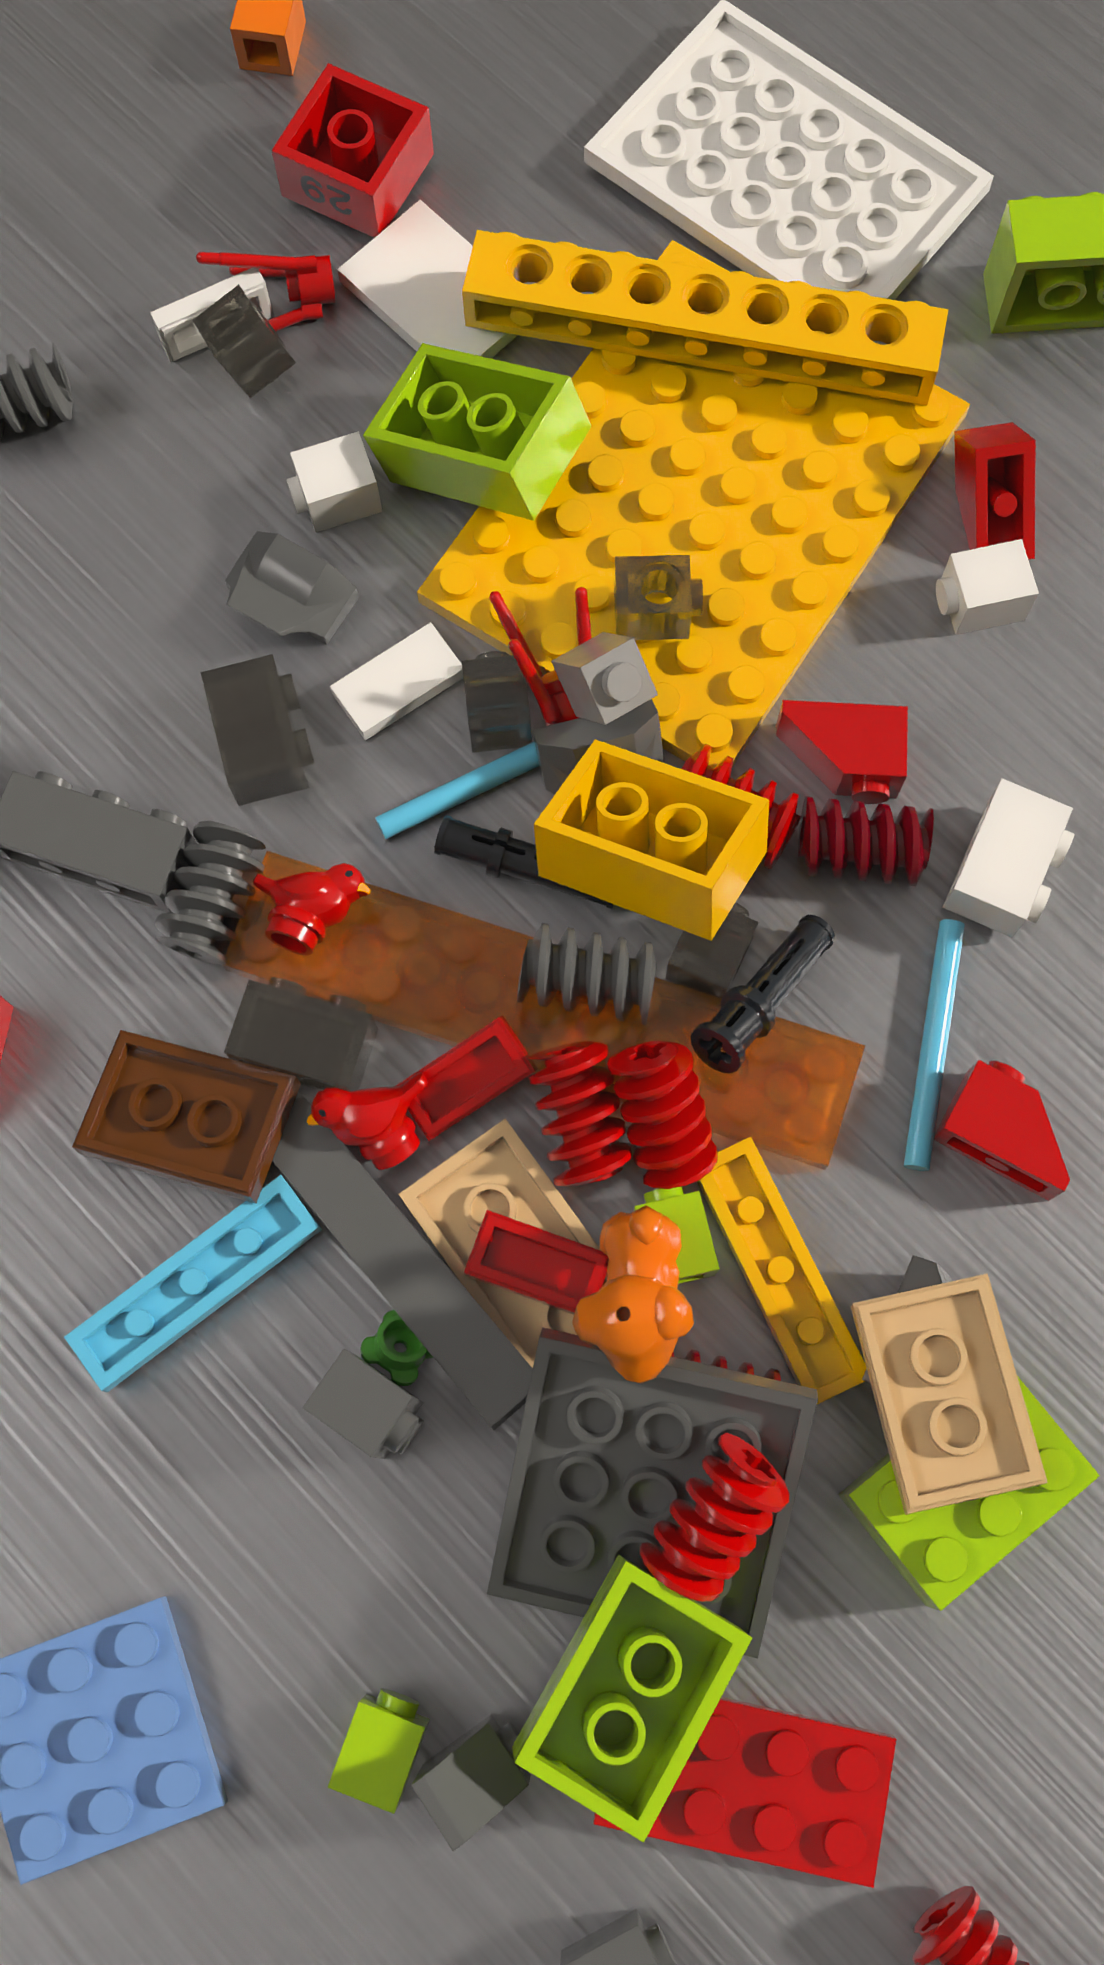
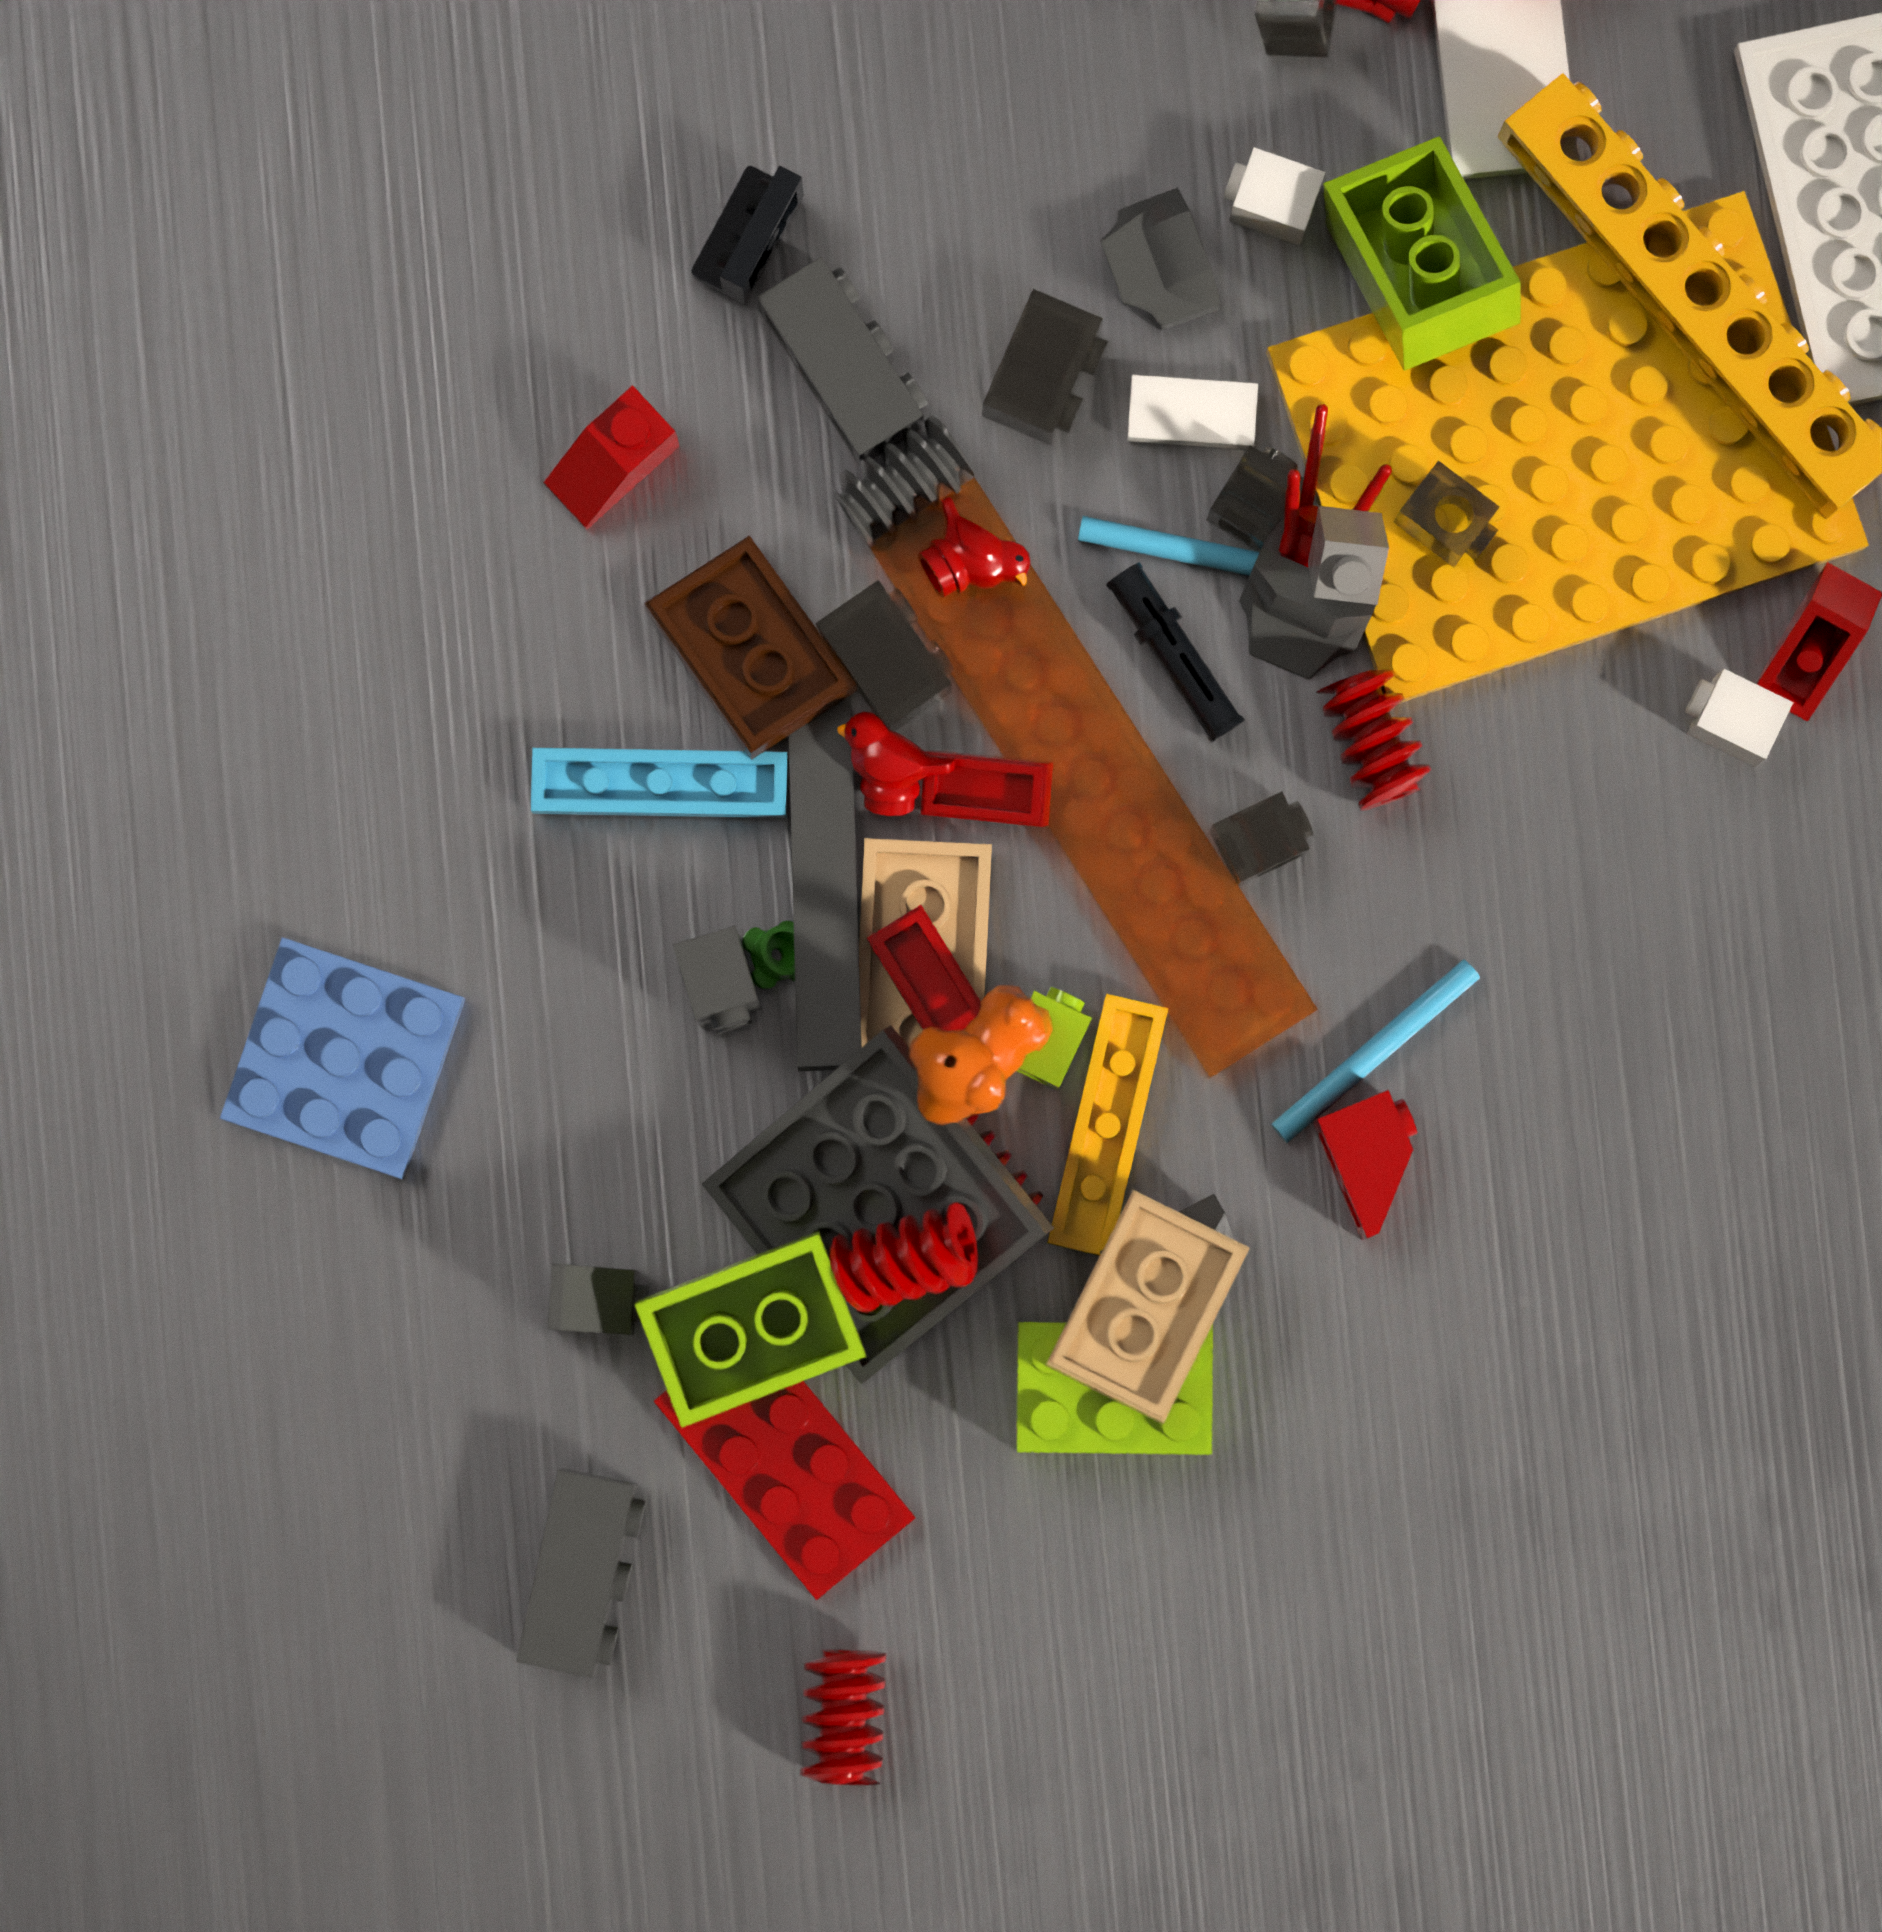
camera: 35 degrees right, 10 degrees up
(380, 1750) = (542, 1229): lime brick -> none
(581, 1112) = (1054, 886): red piece -> none
(588, 973) = (1142, 784): dark grey piece -> none
(652, 838) = (1276, 718): yellow brick -> none
(664, 1113) = (1112, 938): red piece -> none
(750, 1009) = (1246, 911): black pin -> none
(849, 746) = (1509, 762): red slope -> none
(865, 840) = (1453, 849): dark red piece -> none
(1009, 859) = (1553, 954): white brick -> none

